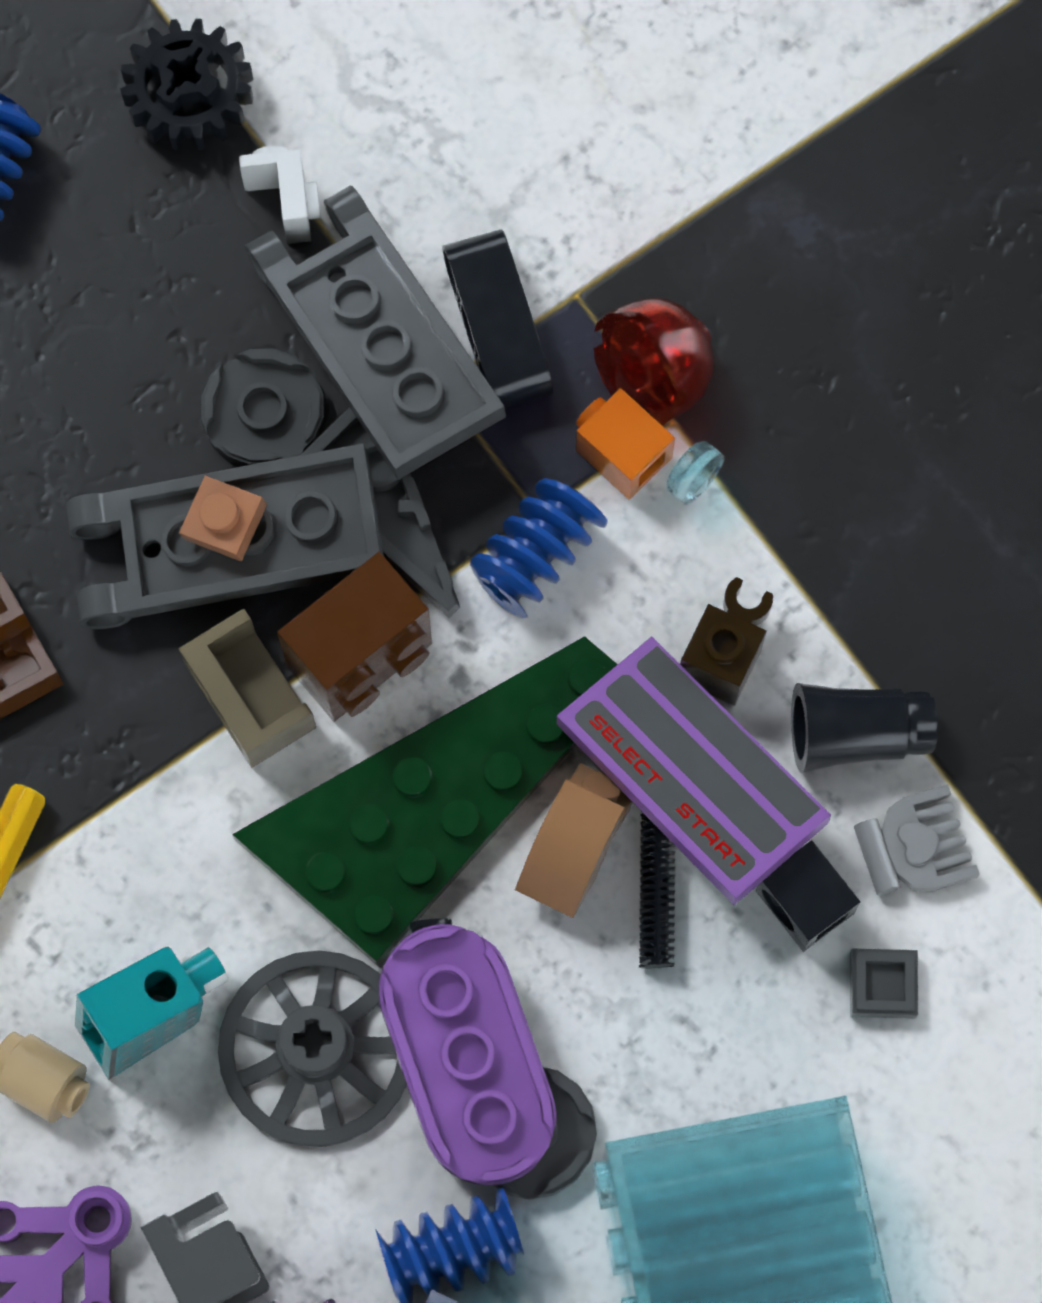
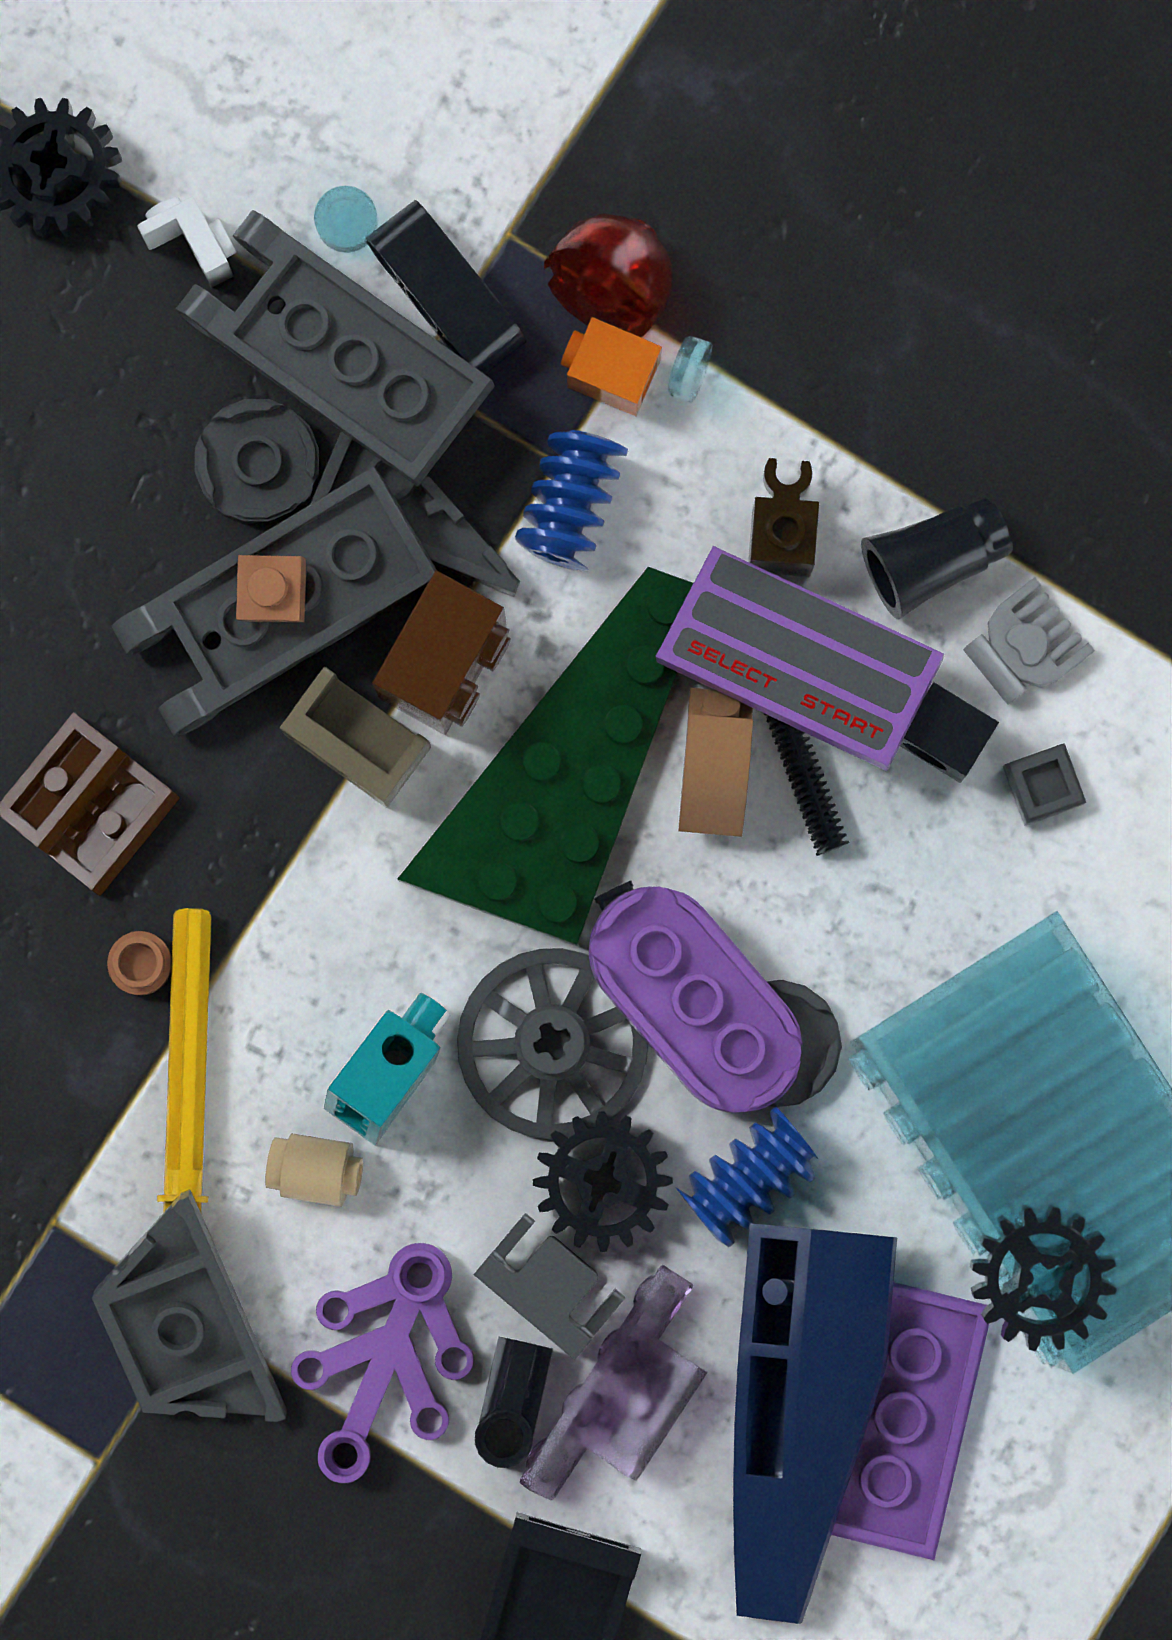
camera: 20 degrees left, 10 degrees up
(330, 1217) = (630, 1192): none -> black gear
(431, 224) = (345, 218): none -> clear light blue tile

